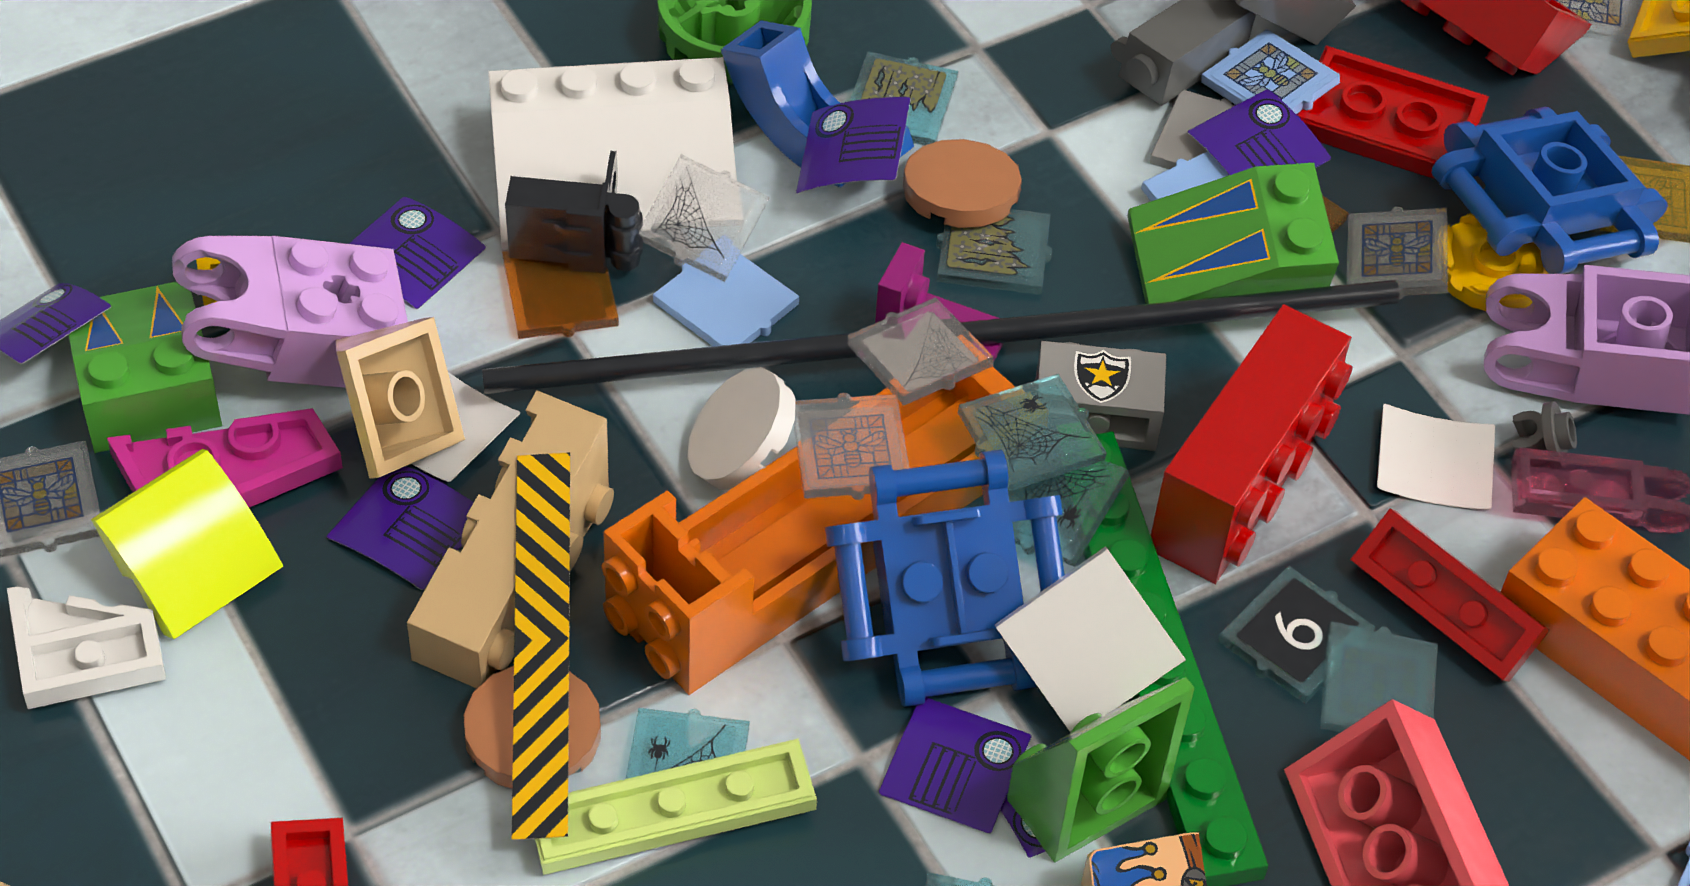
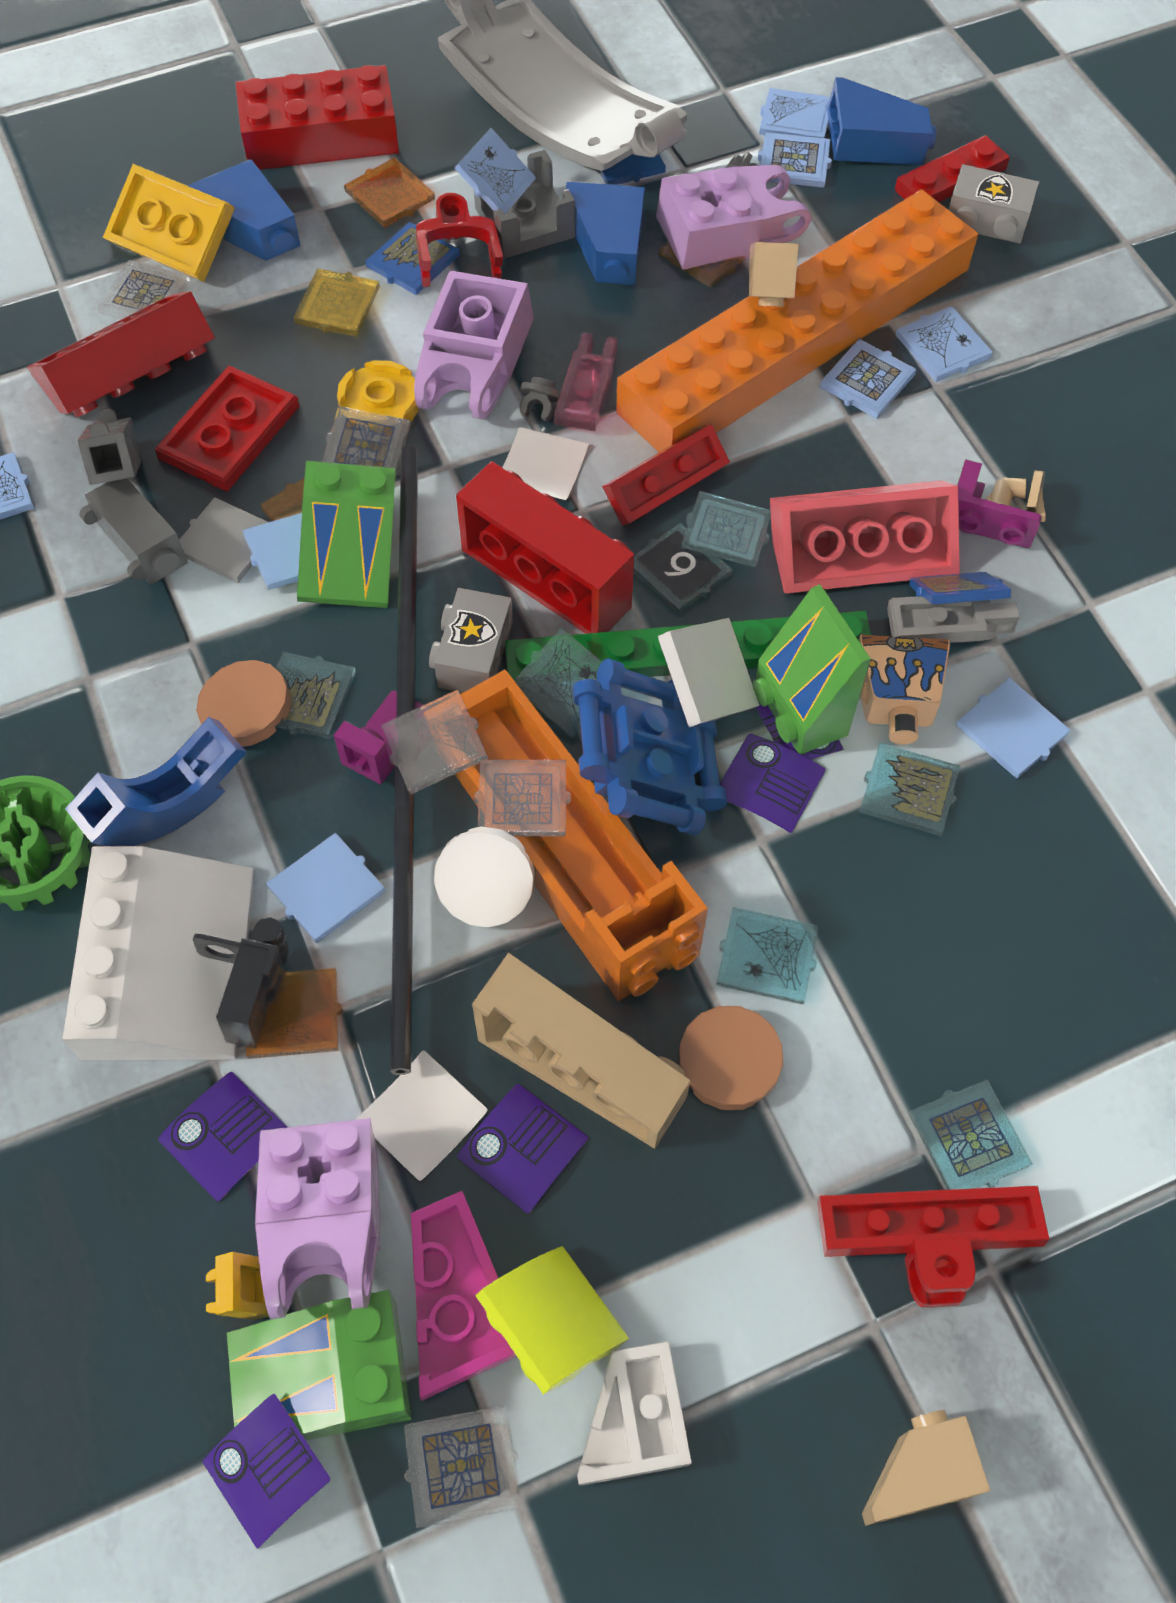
camera: 80 degrees left, 10 degrees up
(399, 394) = (426, 1136): tan slope -> none
(541, 648) = (686, 1028): sticker -> none
(681, 805) = (810, 965): yellowish green tile -> none
(702, 217) = (250, 886): clear piece -> none
(854, 142) = (215, 760): dark purple sticker -> none
(925, 84) = (133, 737): piece -> none
(1035, 428) = (524, 679): clear light blue piece -> none
(1259, 134) = (247, 504): dark purple sticker -> none
(1271, 65) = (183, 486): light blue piece -> none
(1546, 182) = (336, 341): blue brick -> none

